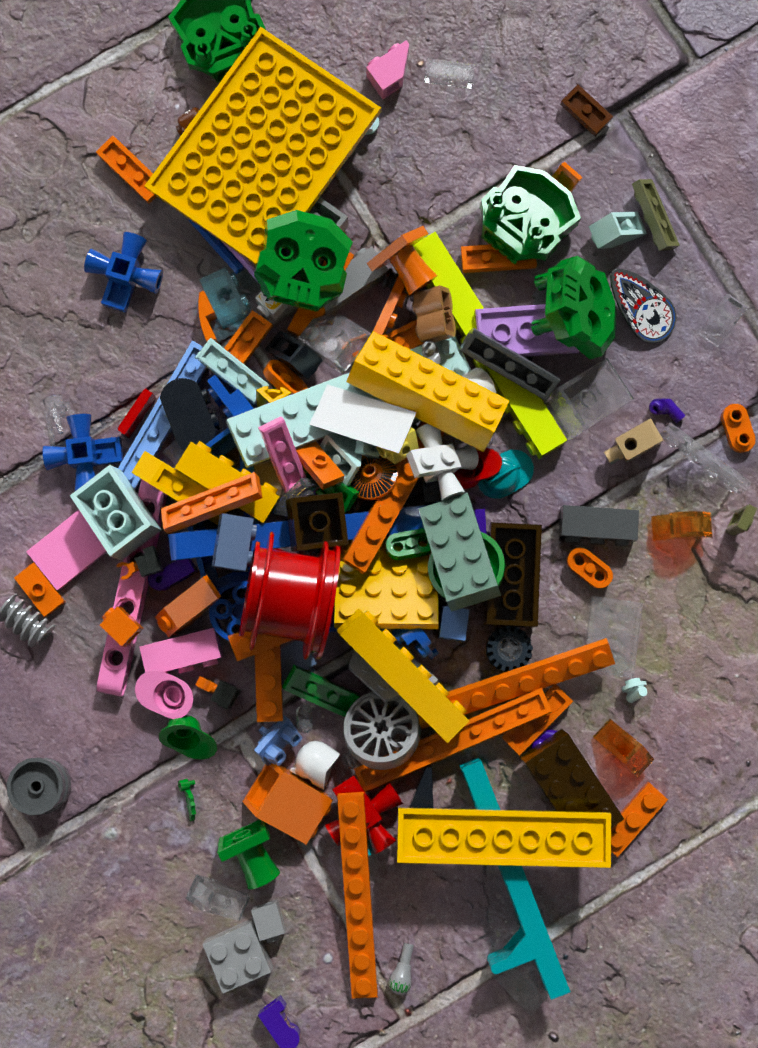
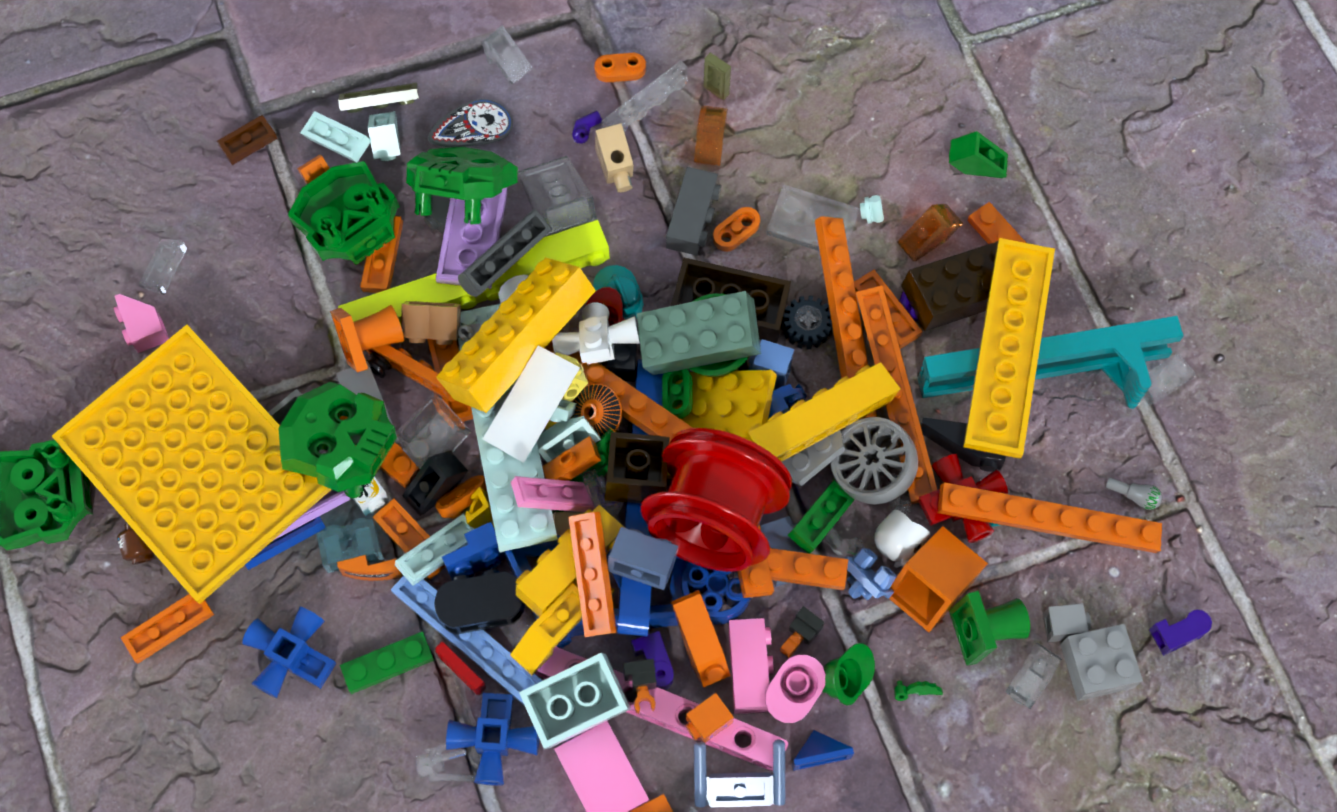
camera: 80 degrees left, 15 degrees down
(78, 664) = (739, 788): none -> plate
(121, 724) = (821, 750): none -> blue slope
(133, 353) = (386, 662): none -> green plate
(602, 186) = (336, 136): none -> light aqua plate
(712, 783) = (978, 156): none -> green slope

